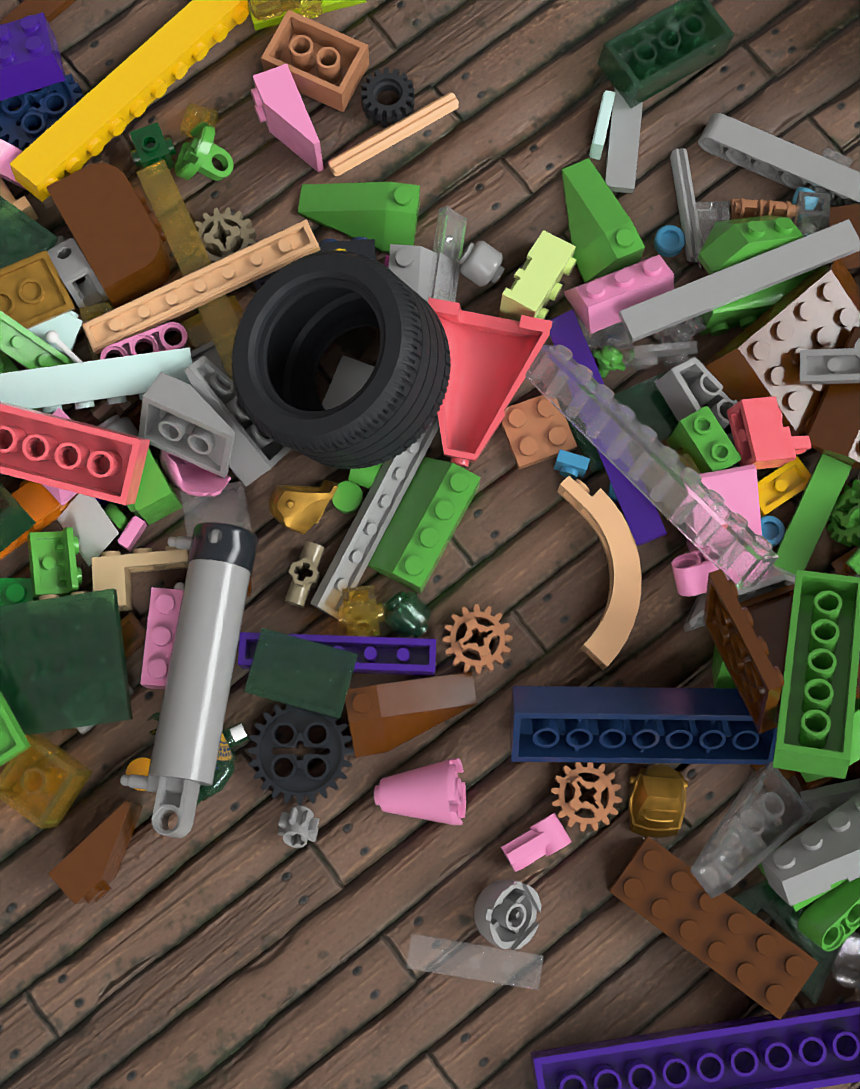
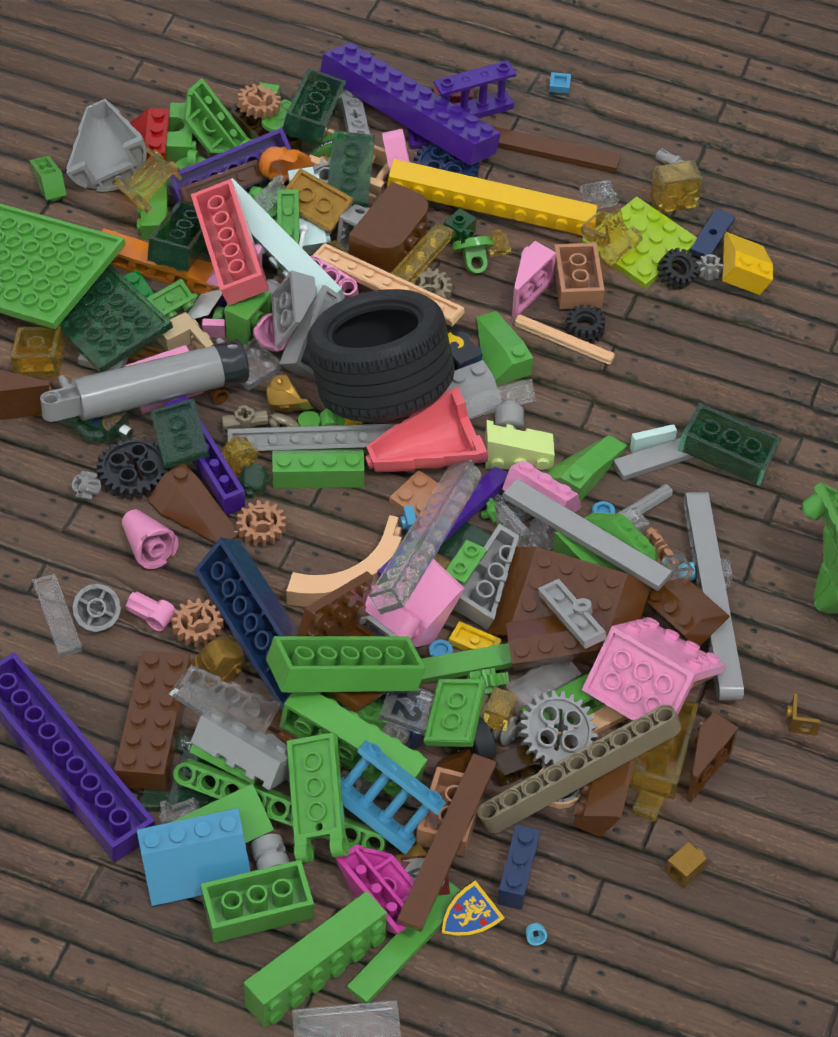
camera: 60 degrees right, 25 degrees down
(328, 526) = (278, 418): none -> dark tan arm
(761, 435) = (488, 592): coral hinge -> none

